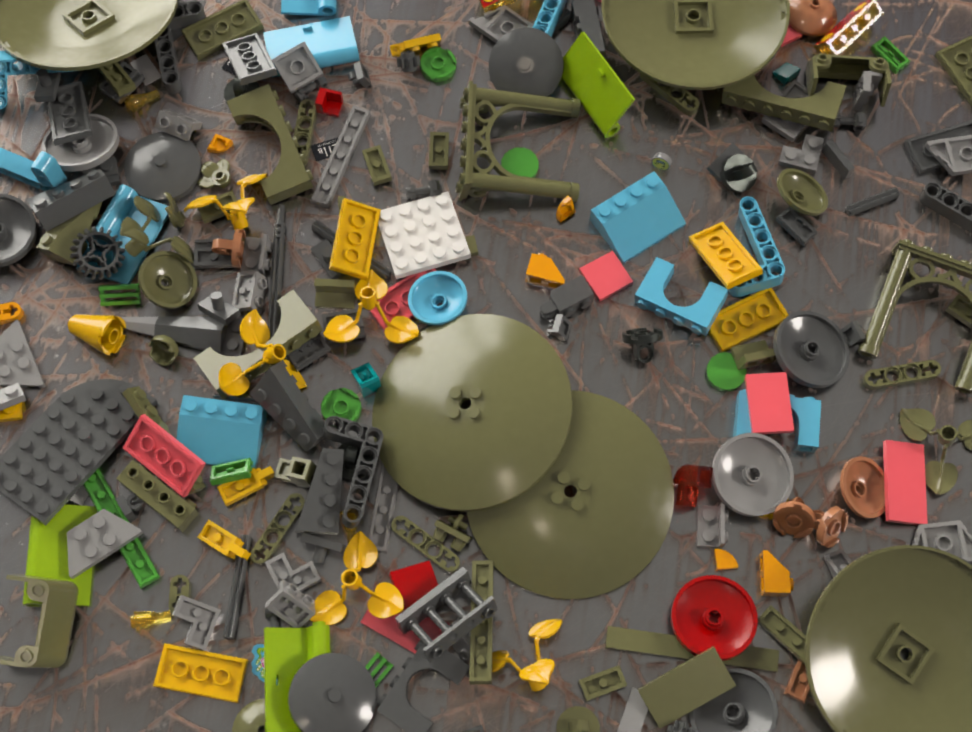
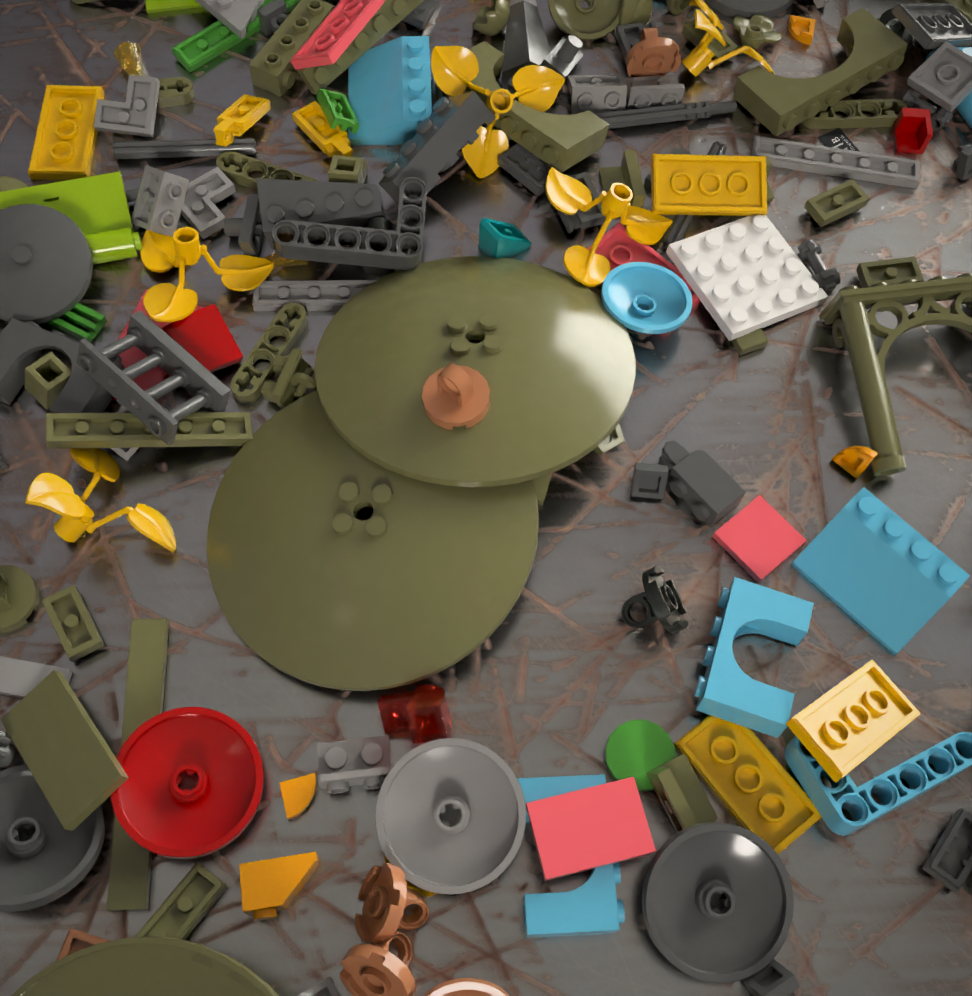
camera: 75 degrees right, 5 degrees down
(341, 403) = (455, 222): bright green tile -> none
(429, 688) = (46, 379): none -> olive brick
(515, 419) = (456, 397): none -> nougat tile
(521, 162) = (911, 387): bright green tile -> none
(543, 272) = (737, 439): light orange slope -> none

